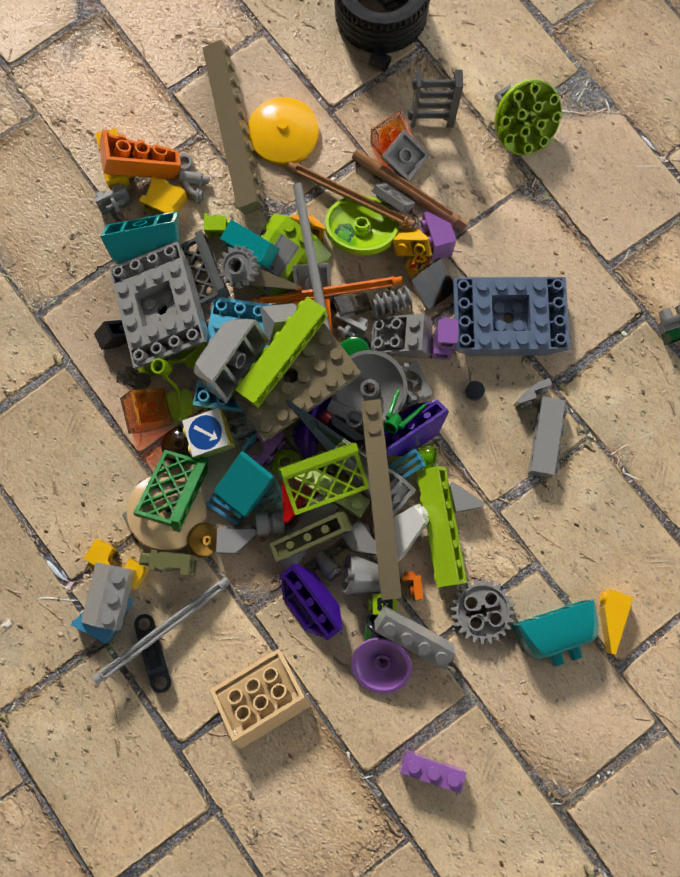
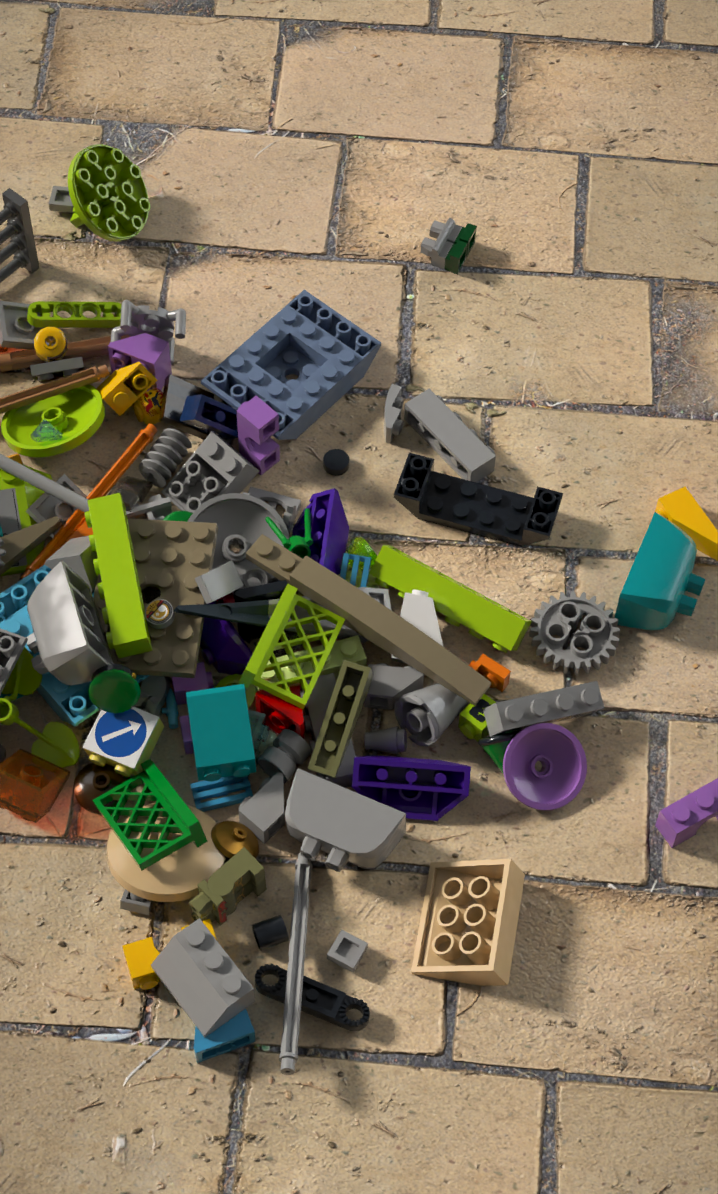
camera: 50 degrees left, 20 degrees down
(169, 601) = (270, 932): none -> black beam
(192, 649) = (347, 951): none -> light grey plate
(218, 410) = (114, 688): none -> green piece
(252, 587) = (341, 823): none -> light grey hips
(279, 393) = (159, 614): none -> tile
(328, 405) = (219, 582): none -> light grey slope
(407, 183) = (50, 353): none -> yellow head
(435, 302) = (210, 416): none -> dark blue brick
(436, 177) = (76, 311): none -> lime beam
(459, 219) = (160, 323): none -> light grey plate
(463, 500) = (442, 556): light grey slope -> none
(516, 489) = (476, 506): none -> black slope

